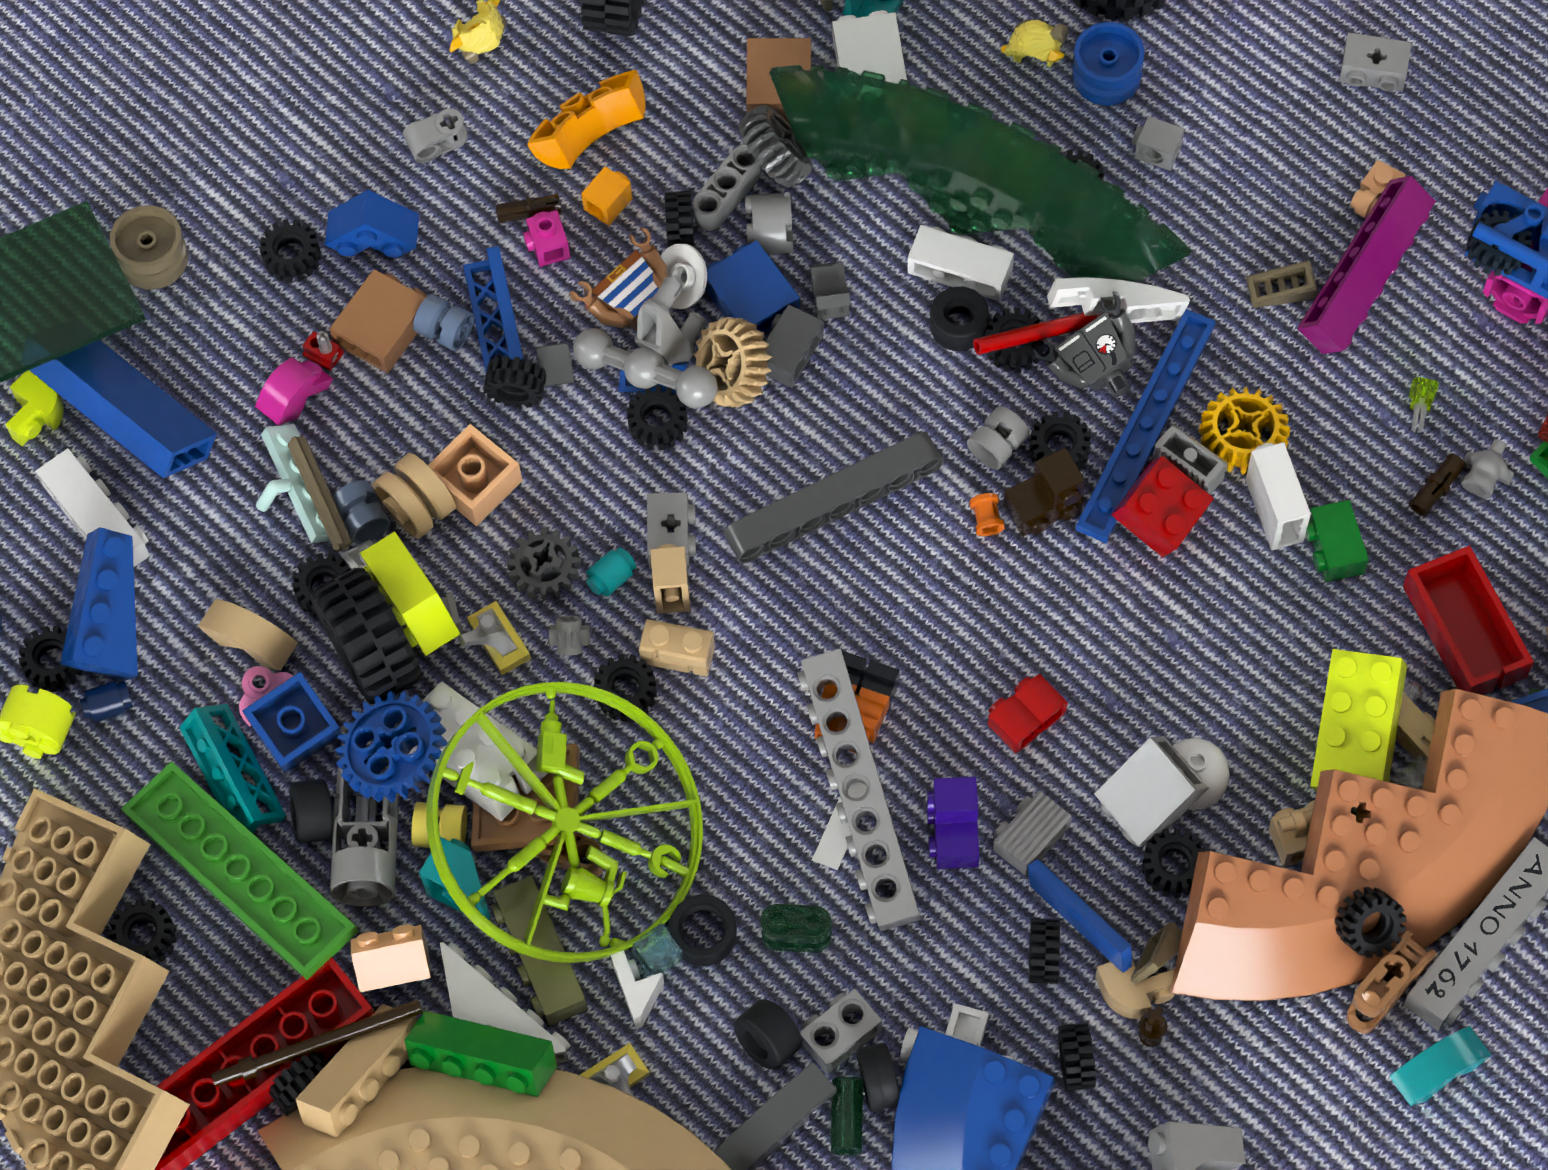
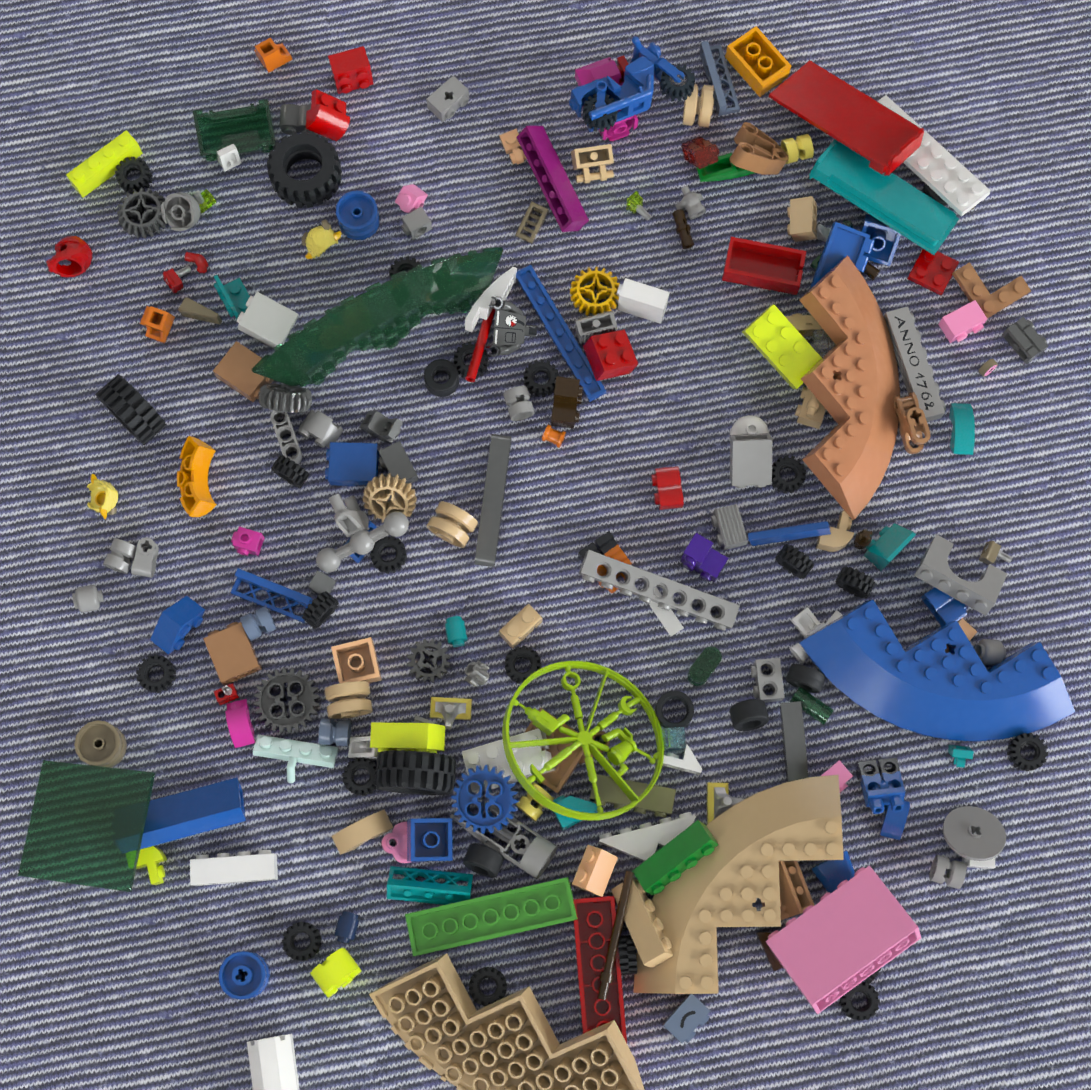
camera: 60 degrees left, 10 degrees up
(103, 609) = (299, 897): blue wedge -> none
(320, 493) = (312, 746): dark tan axle -> none
(332, 105) = (87, 598): none -> light grey head
(364, 427) = (305, 697): none -> dark grey gear
(404, 99) = (120, 556): none -> light grey wheel
(527, 208) = (223, 539): dark brown axle -> none
(607, 195) = (246, 496): light orange brick -> none
(625, 289) = (311, 520): torso -> none
(668, 512) = (460, 598): light grey brick -> none
(670, 579) = (484, 605): tan brick -> none
(689, 269) = (314, 495): white dish -> none
(754, 463) = (452, 524): none -> tan wheel
(960, 262) = (411, 356): white brick -> none
(1157, 952) = (831, 511): dark tan slope -> none
(1170, 1072) = (889, 545): none -> teal slope
(1188, 109) = (410, 198): none -> bright pink brick
(1336, 541) = (683, 291): green brick -> none
(1359, 910) = (885, 409): black tyre -> none
(1440, 293) = (593, 157): none -> tan brick

